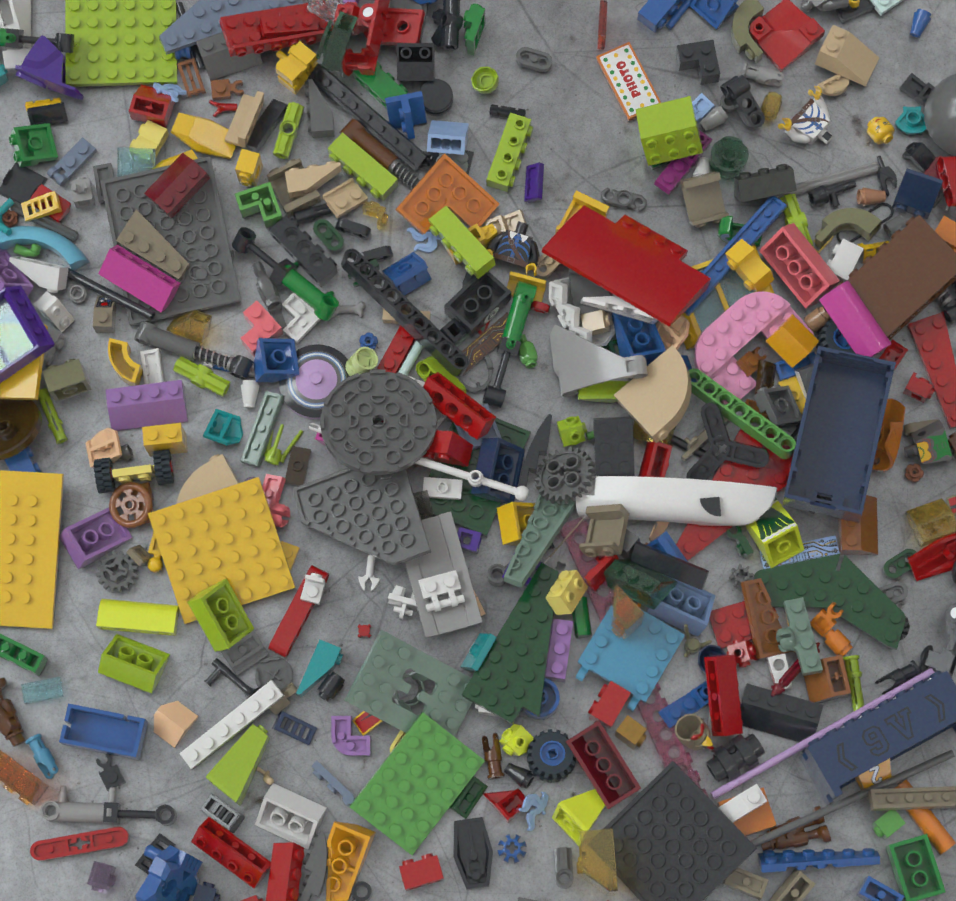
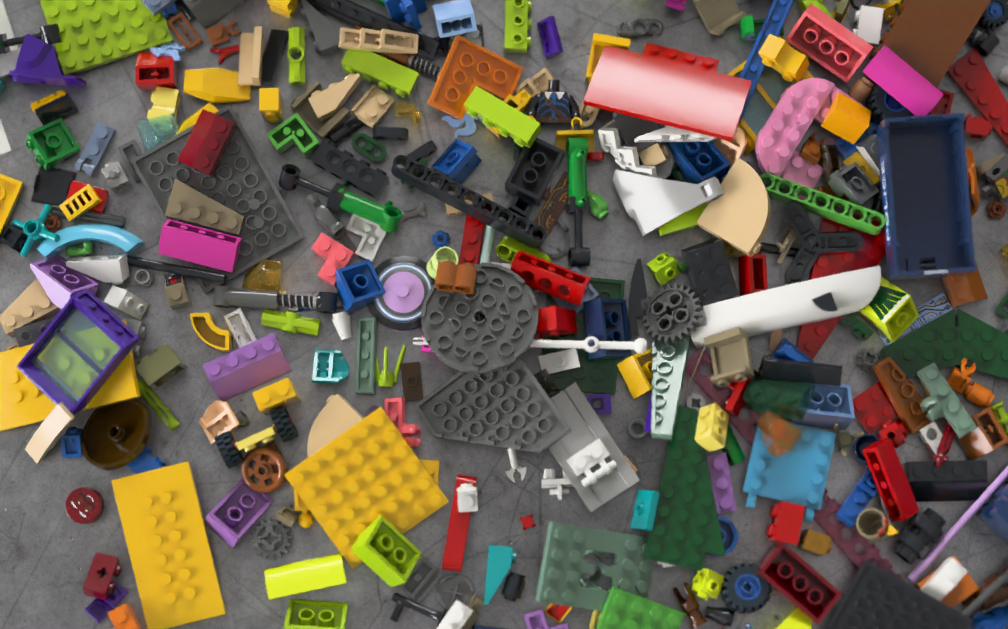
camera: 20 degrees left, 5 degrees up
(368, 377) = (456, 277): none -> dark orange brick
(369, 138) = (378, 41): none -> tan slope

